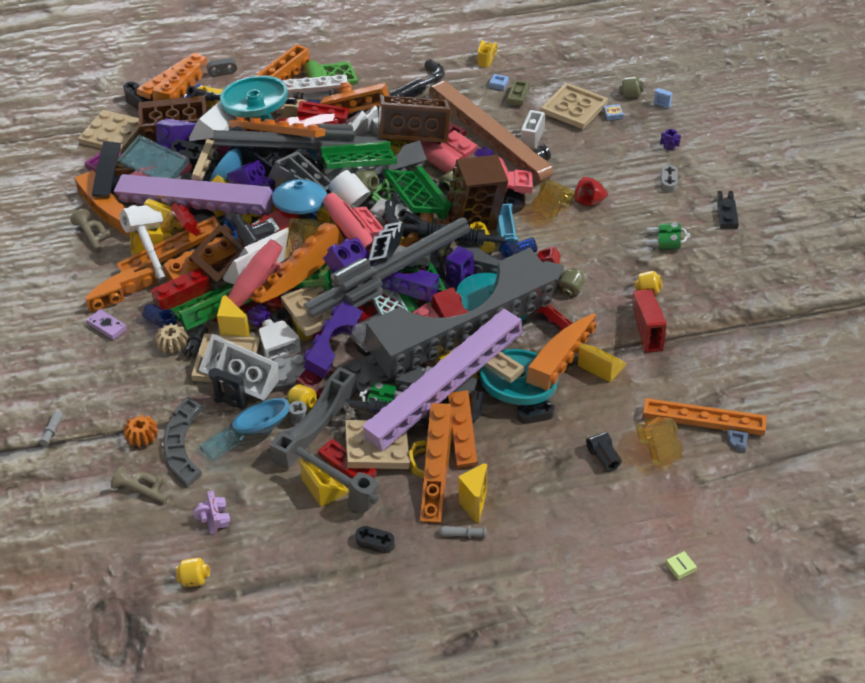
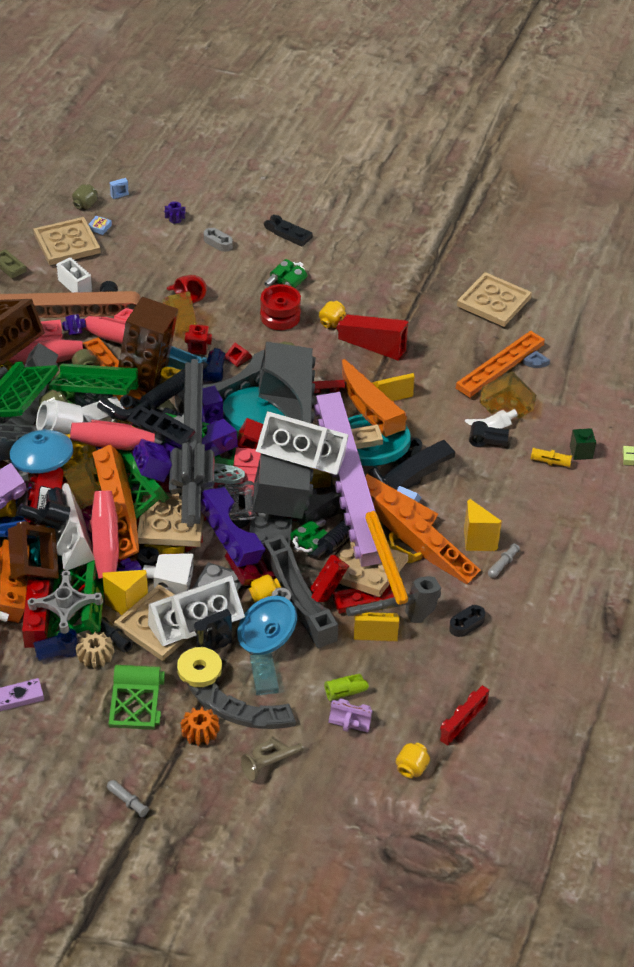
camera: 60 degrees left, 0 degrees up
(160, 375) = (140, 680): none -> bright green piece
(186, 292) = (65, 601): none -> light grey piece
(190, 393) = (195, 657): none -> light yellow tile
(241, 494) = (345, 686): none -> lime hinge
(265, 584) = (464, 714): none -> red plate
(332, 425) = (328, 579): none -> red bracket
(367, 441) = (386, 558): none -> light orange axle
(426, 324) = (302, 443): none -> white slope
(482, 432) = (413, 495): none -> light blue tile
(518, 421) = (421, 464): none -> black slope
(535, 224) = (198, 339): none -> red brick
(620, 249) = (280, 307): none -> red wheel
(620, 506) = (551, 457): none -> yellow pin
(629, 449) = (499, 420): none -> white bar
(653, 519) = (582, 444): none -> dark green brick
(784, 374) = (494, 299): none -> tan plate

